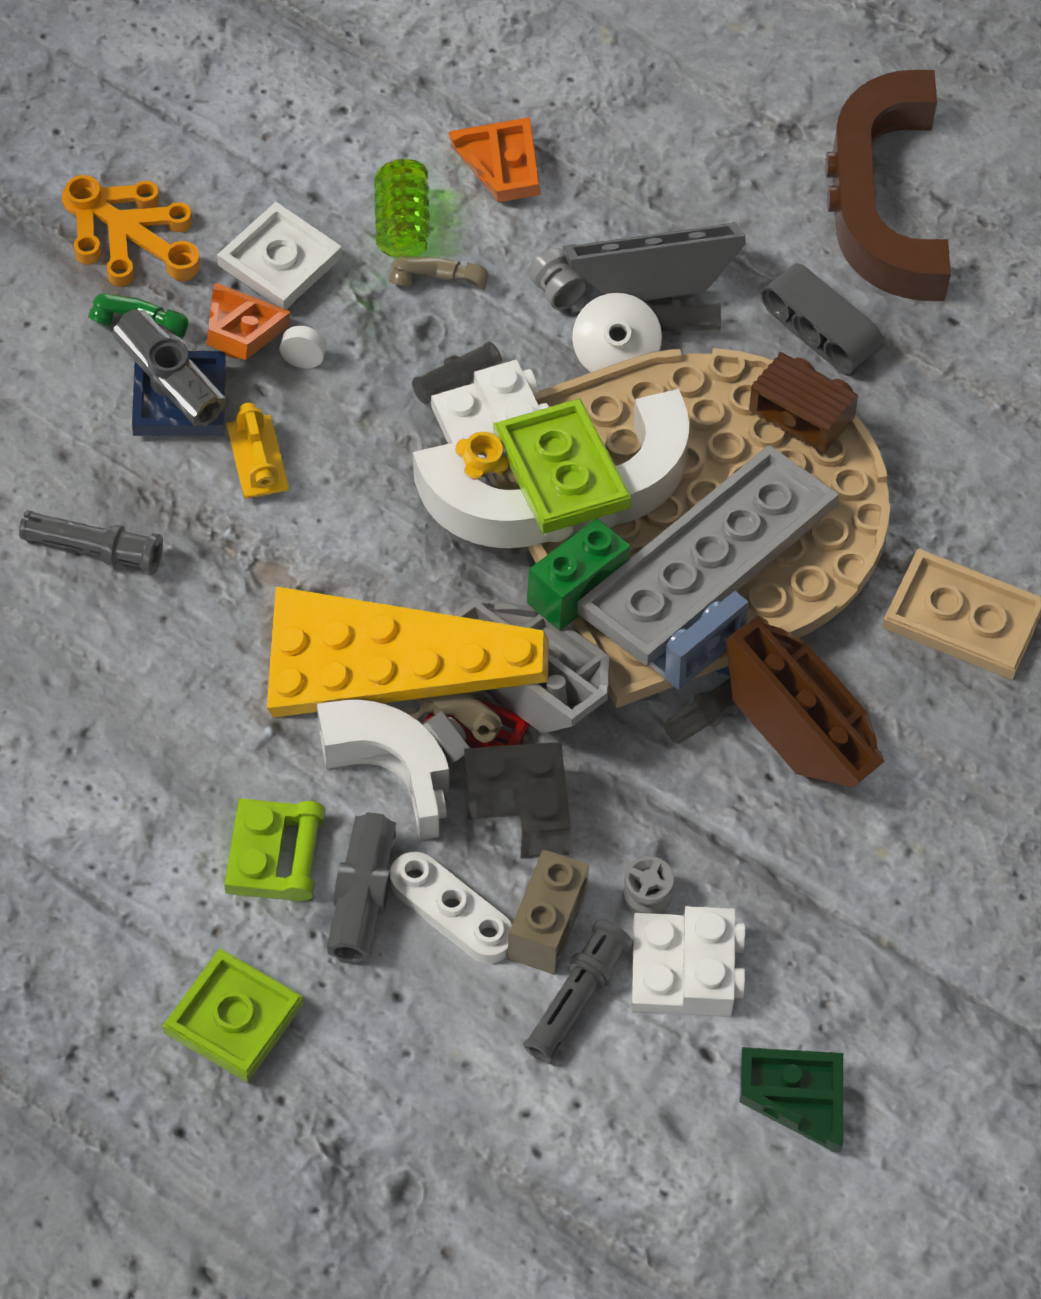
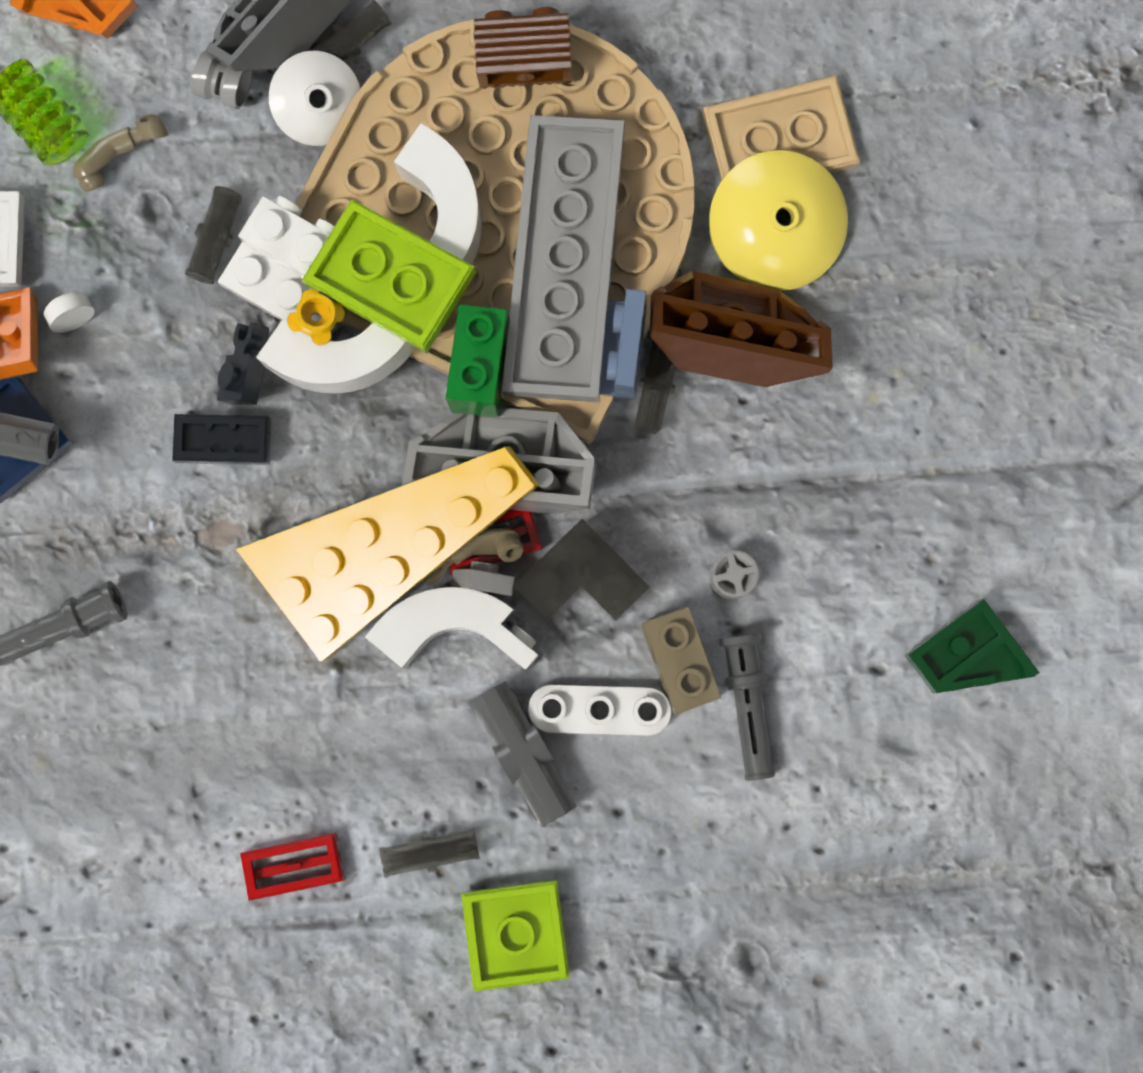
camera: 40 degrees left, 25 degrees up
(99, 852) = (332, 858): none -> red tile
(222, 903) = (429, 853): none -> clear smoke pin
(256, 453) = (116, 440): yellow hinge -> none
(258, 849) = (414, 781): lime plate -> none
(335, 507) = (221, 439): none -> black plate
(390, 472) = (242, 372): none -> black plate
(687, 962) = (809, 613): white plate -> none
(907, 692) = (746, 226): none -> light yellow dish

